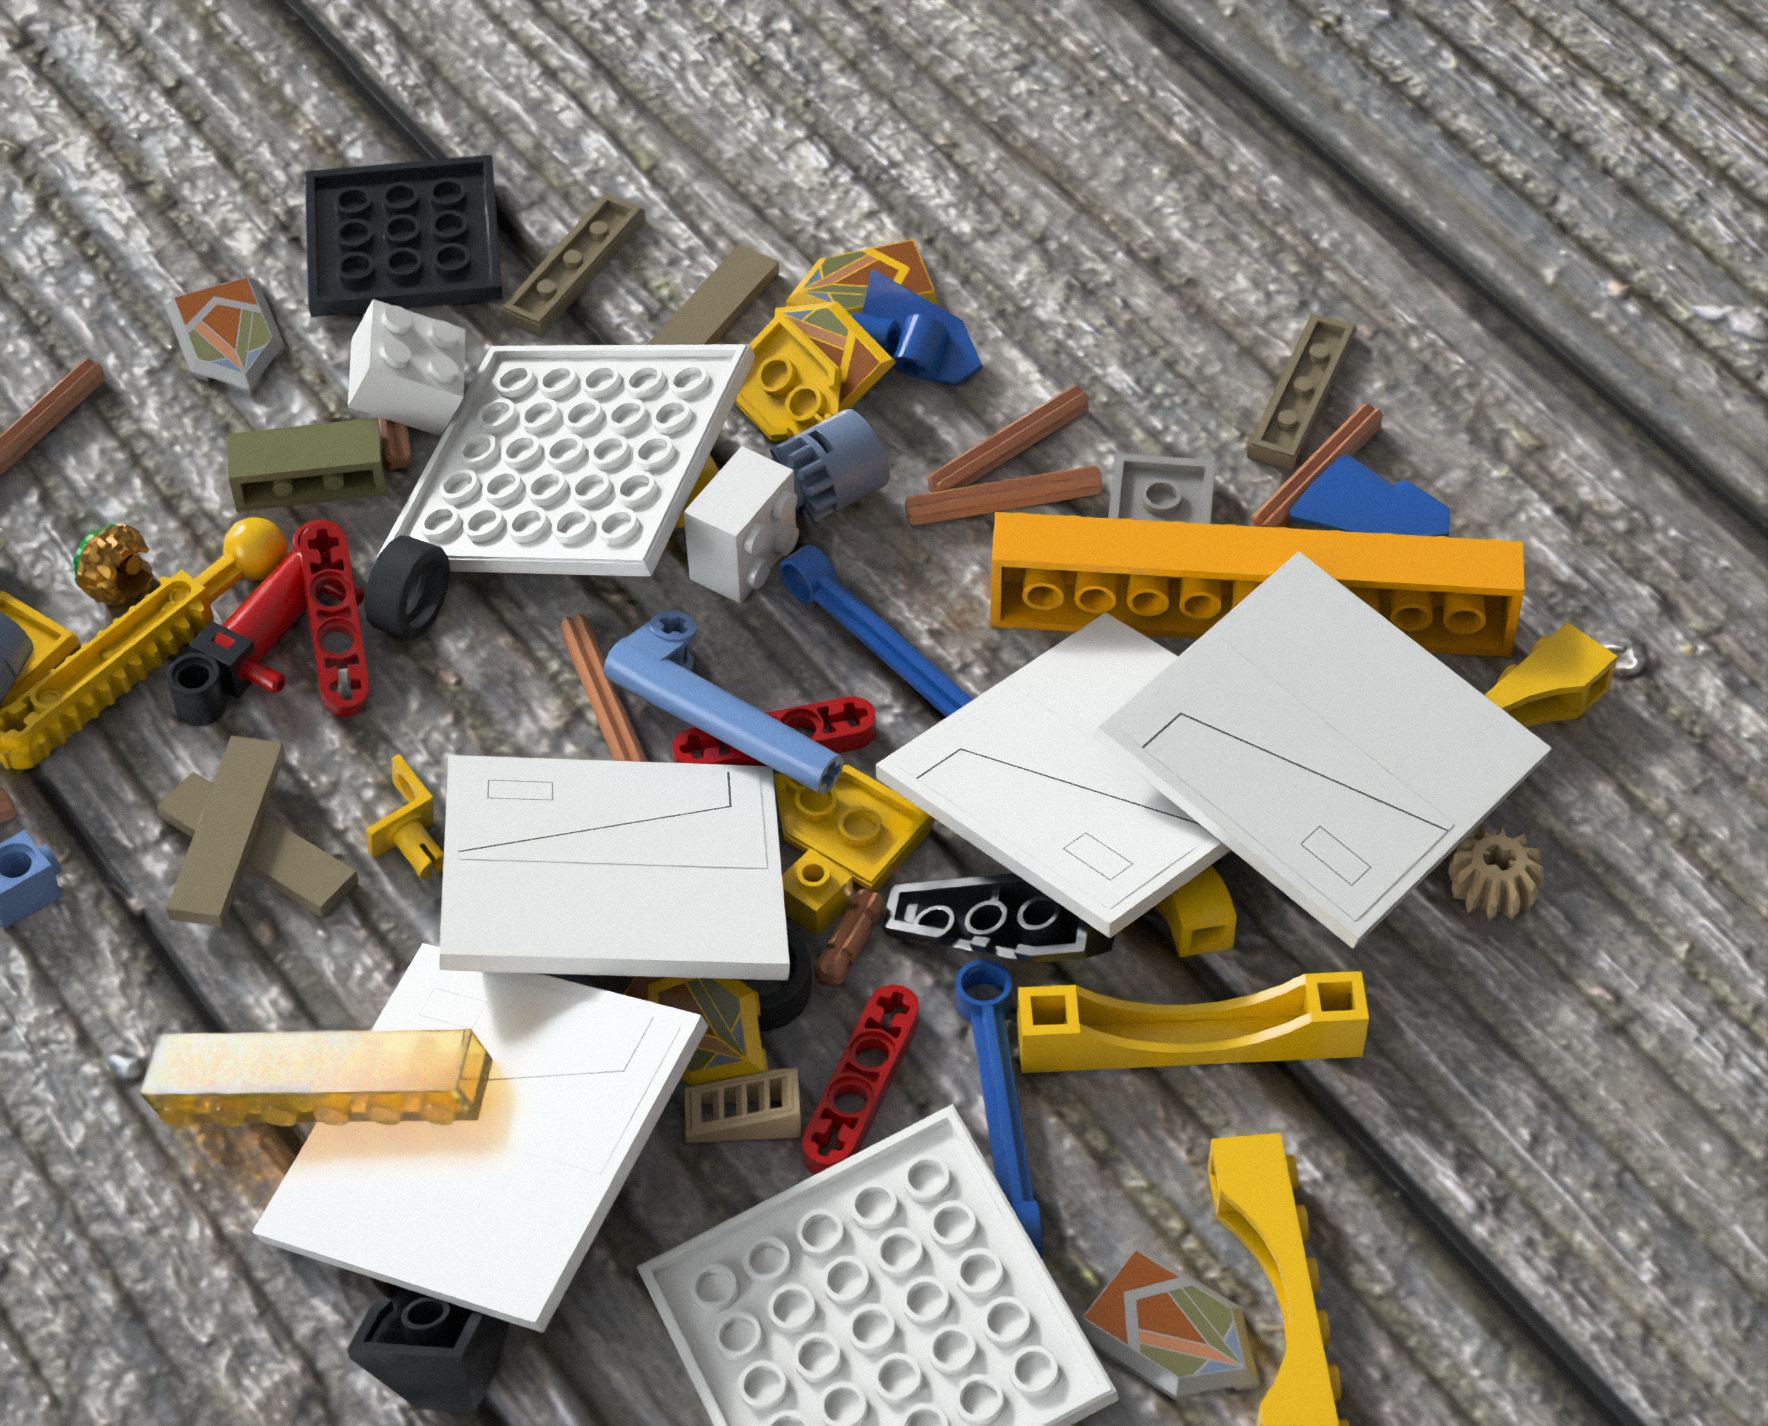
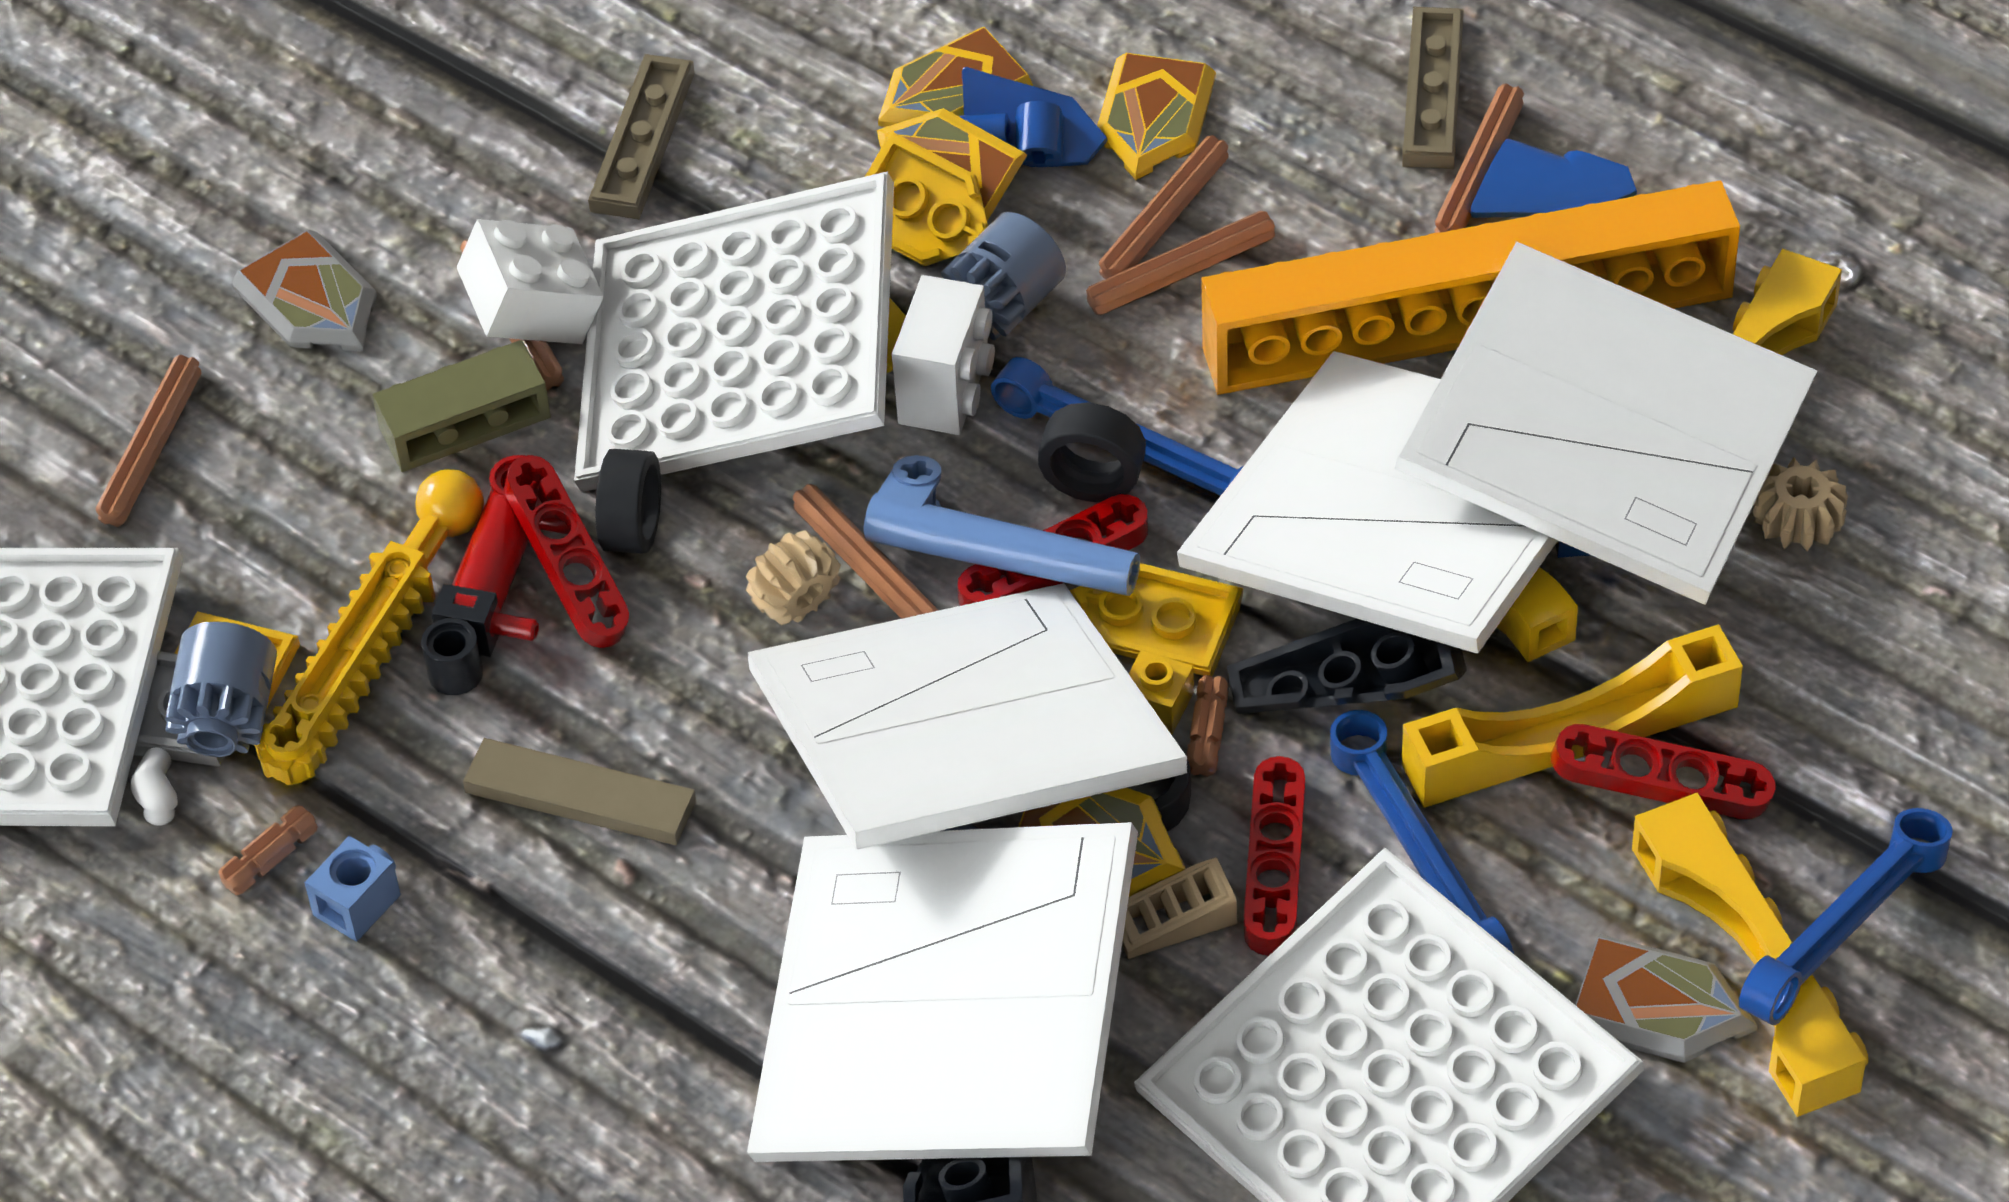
camera: 15 degrees left, 0 degrees up
(111, 567) = (308, 557): pearl gold piece -> none
(226, 831) = (549, 785): dark tan tile -> none
(318, 1077) = (759, 988): clear yellow brick -> none
(402, 235) = (452, 148): black plate -> none
(407, 825) = (728, 734): yellow bracket -> none
(523, 696) = (793, 577): none -> tan gear
(719, 299) = (810, 136): dark tan tile -> none
(853, 632) = (1095, 426): none -> black tyre
(1038, 350) = (1154, 109): none -> tile
(1162, 488) = (1336, 217): light grey plate -> none
(1264, 1093) = (1663, 762): none -> red beam
(1275, 1351) = (1776, 982): none -> blue piece

